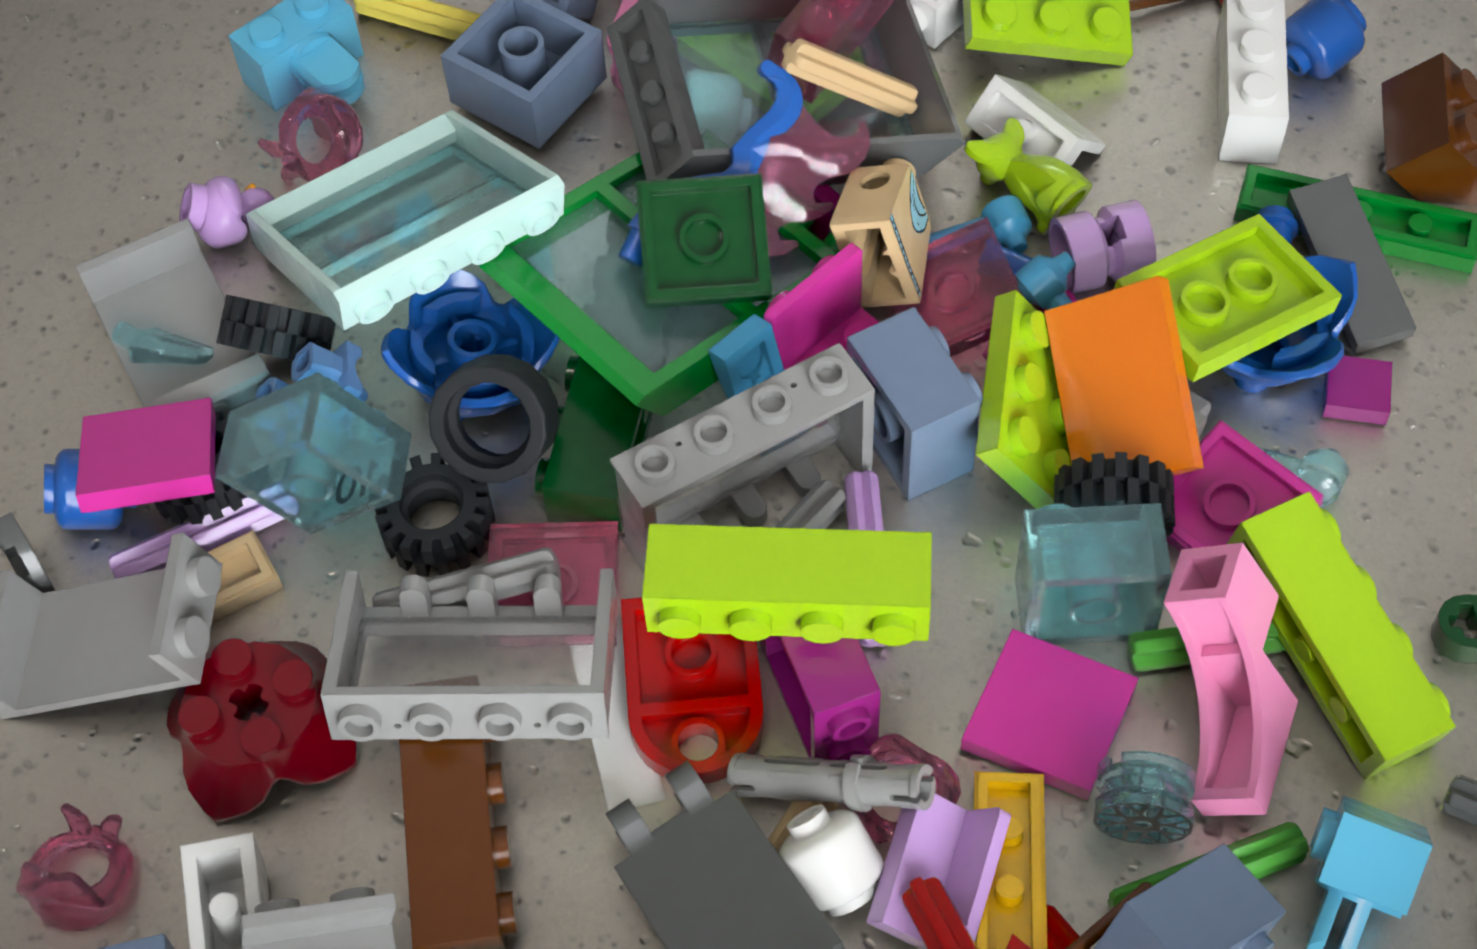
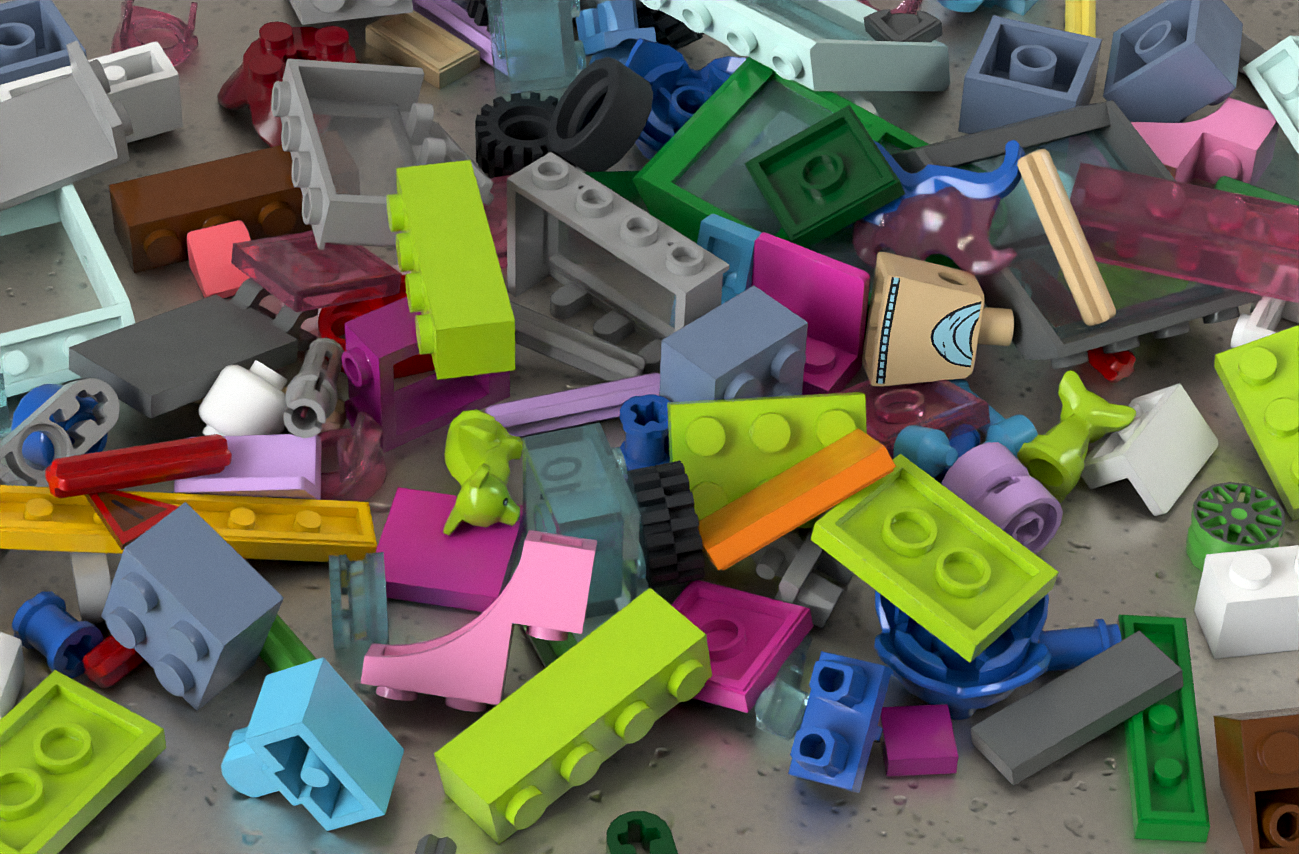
camera: 70 degrees right, 15 degrees down
(420, 138) = (903, 26): none -> dark grey tile
(546, 854) = (211, 258): none -> coral slope
(631, 769) = (312, 277): none -> clear pink tile
(941, 502) = (646, 431): none -> blue bush
(973, 651) = (479, 460): none -> lime animal
(1154, 102) = (1233, 524): none -> bright green wheel
(1367, 431) = (840, 721): none -> blue hips

